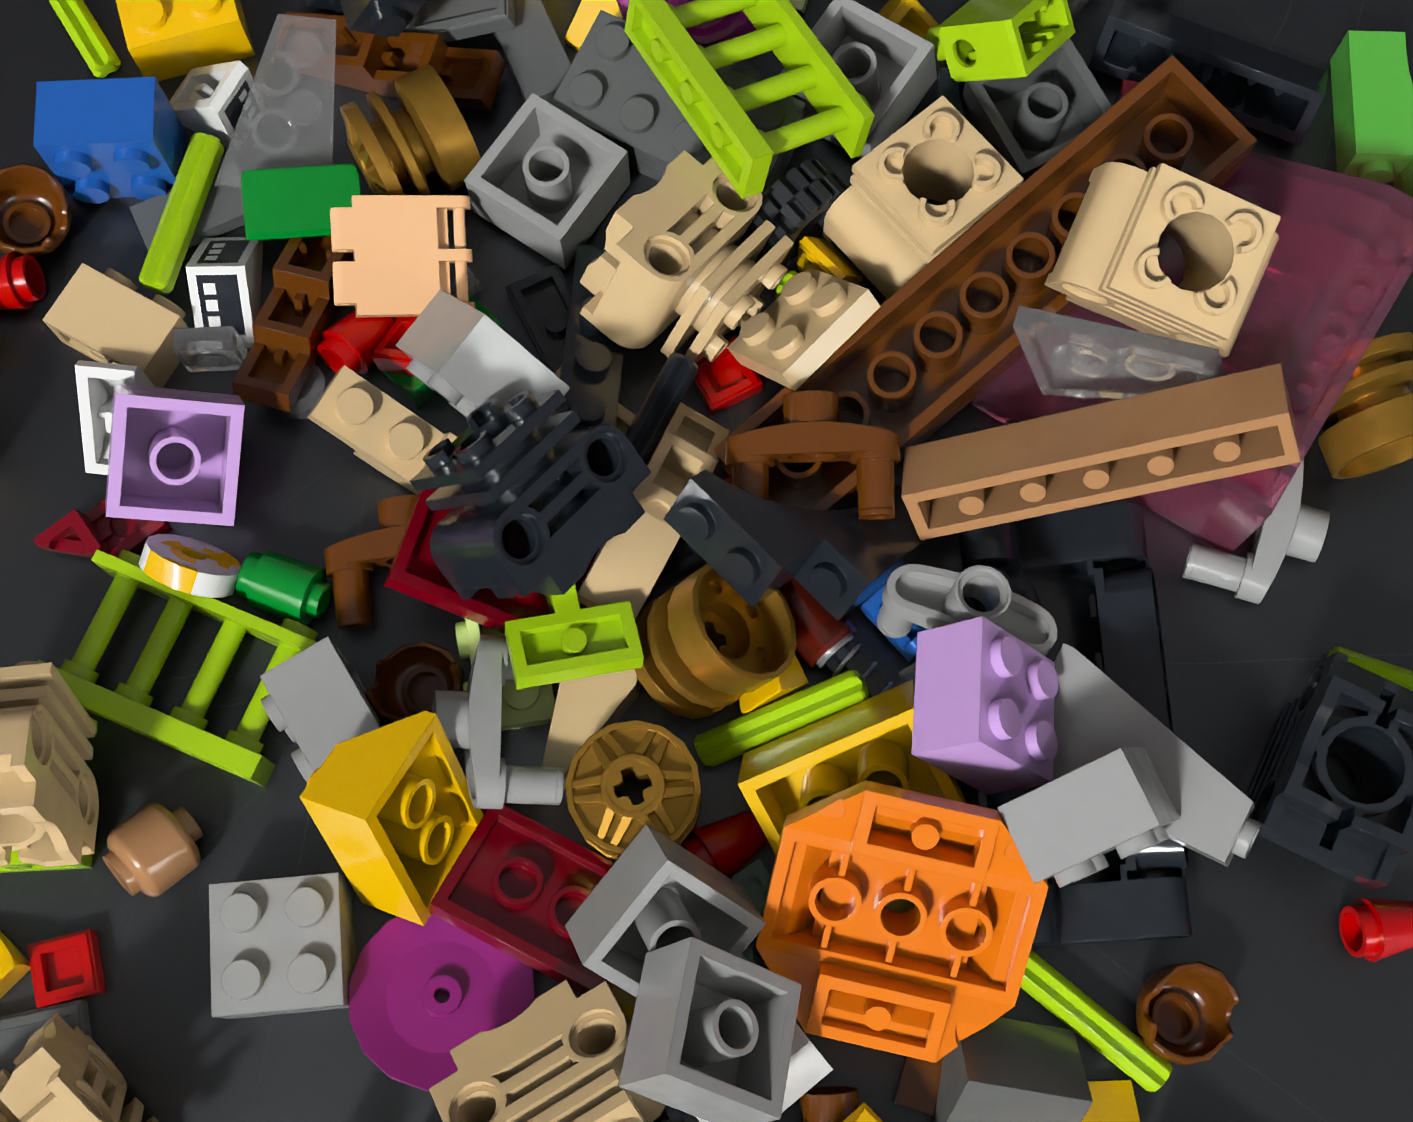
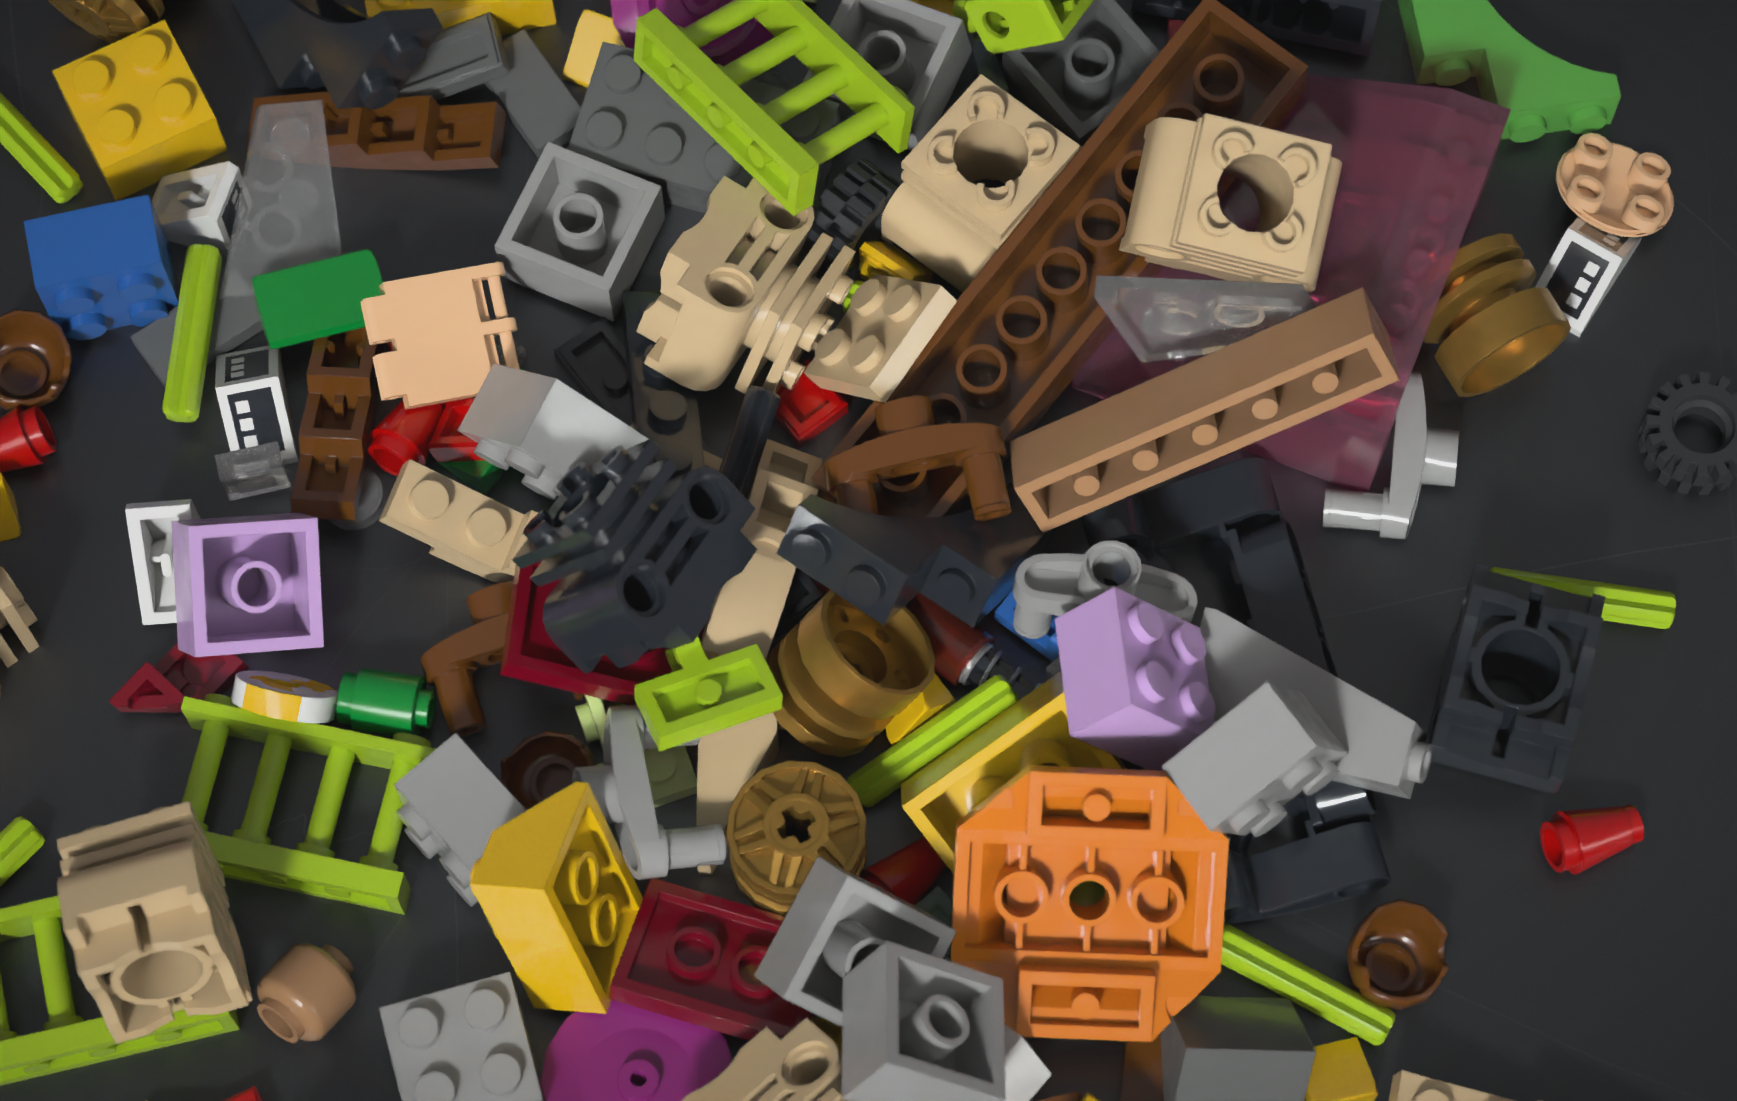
camera: 10 degrees left, 5 degrees down
(116, 324) = (142, 460): tan brick -> none
(413, 140) = (438, 207): pearl gold wheel -> none

